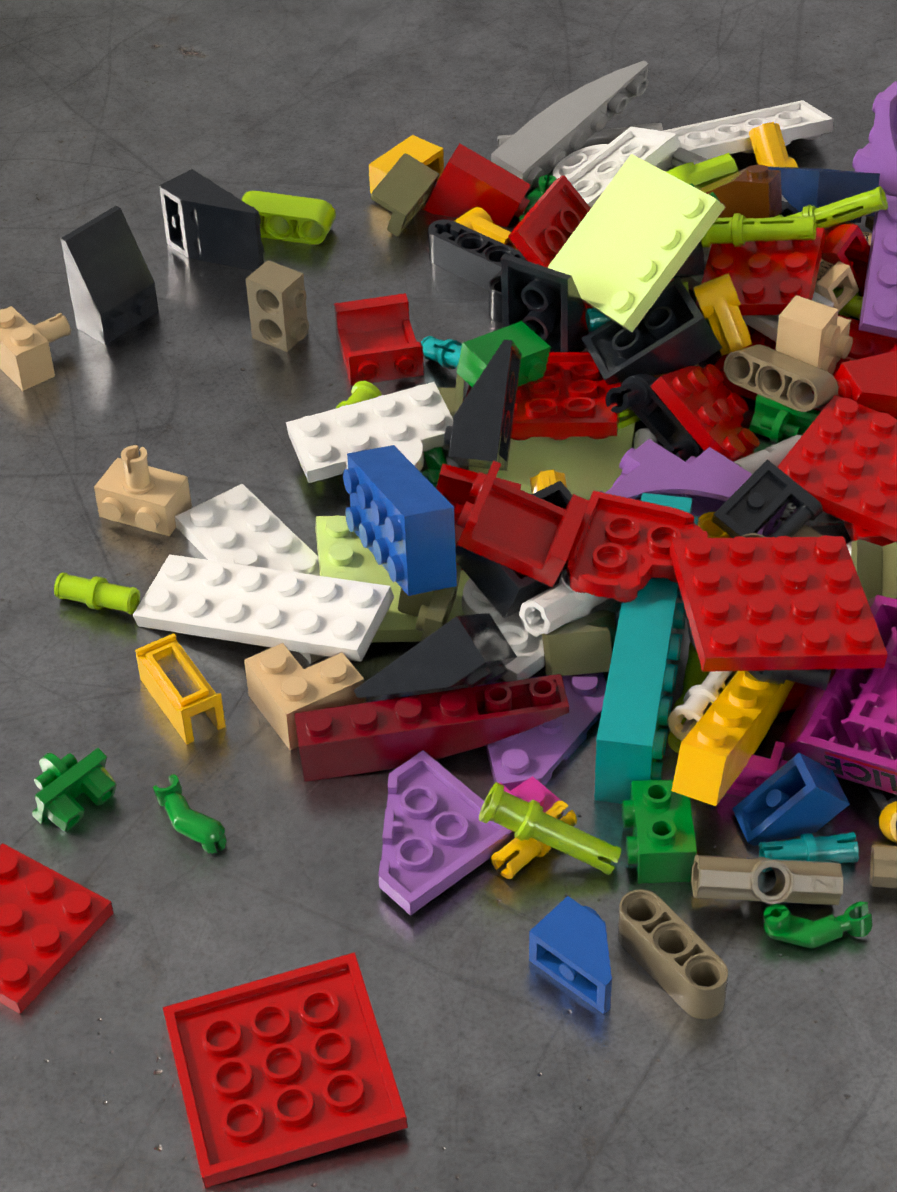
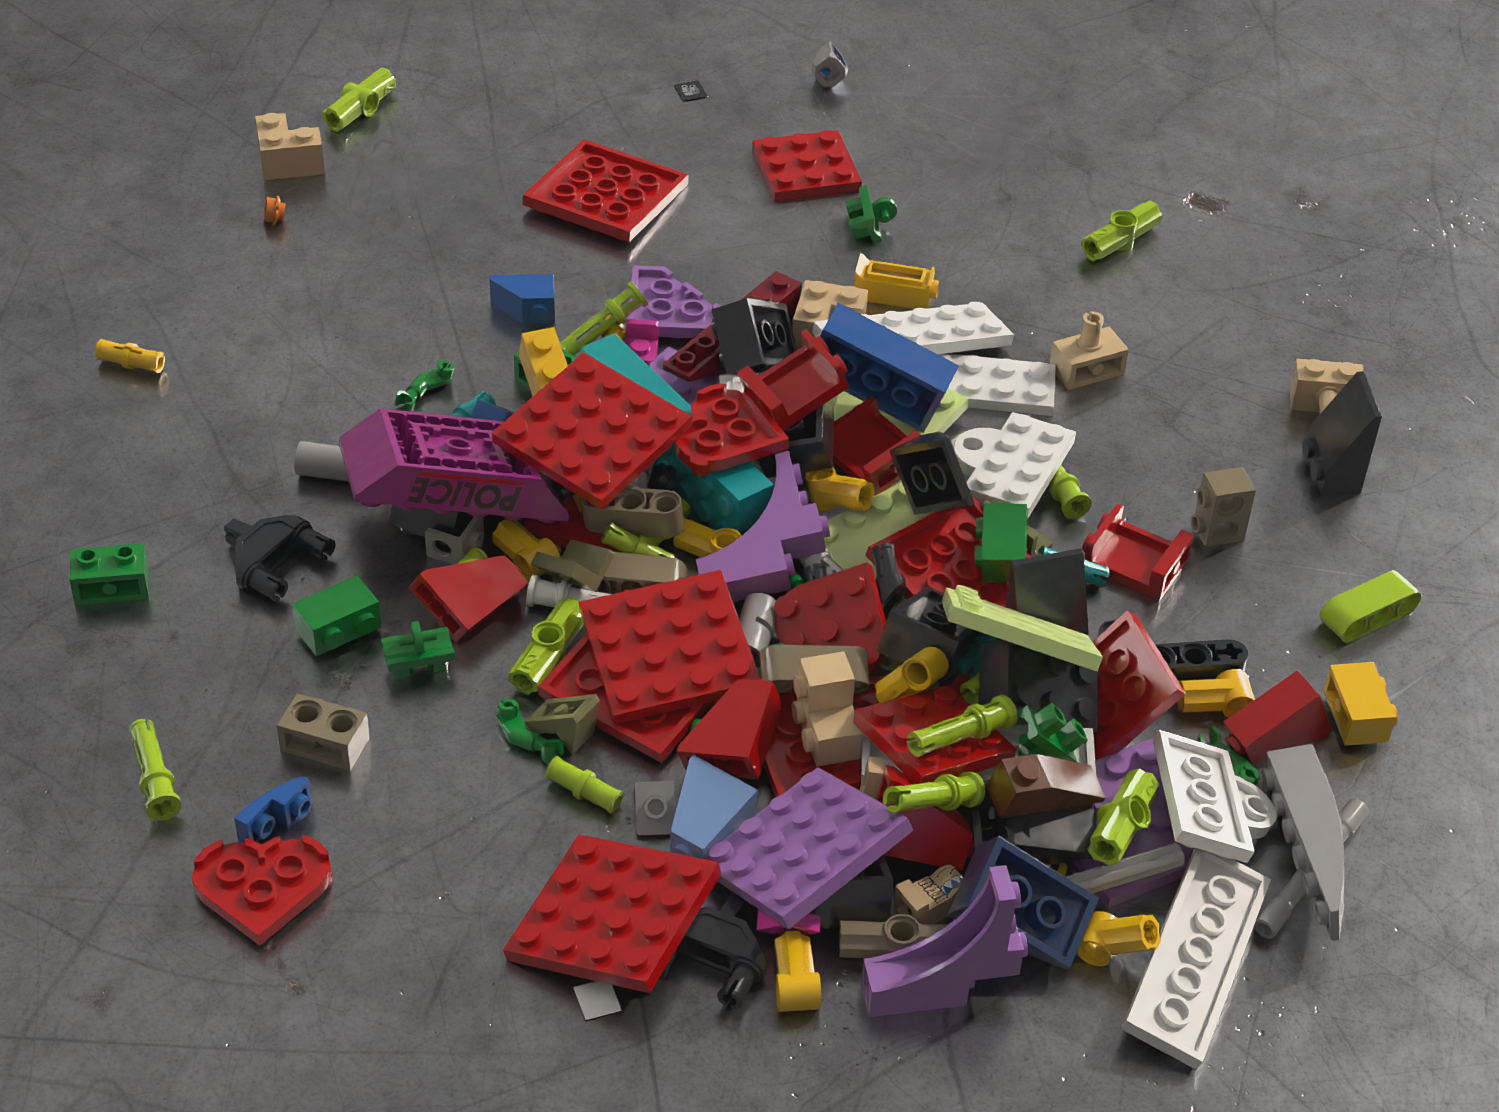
camera: 130 degrees right, 0 degrees up
(97, 593) = (1020, 300): lime pin -> none
(188, 821) = (794, 236): green arm -> none
(210, 222) = (1382, 539): black slope -> none
(405, 191) = (1317, 663): olive panel -> none
(654, 931) = (479, 323): dark tan beam -> none
(761, 499) = (704, 548): black plate -> none
(795, 880) = (466, 375): dark tan piece -> none

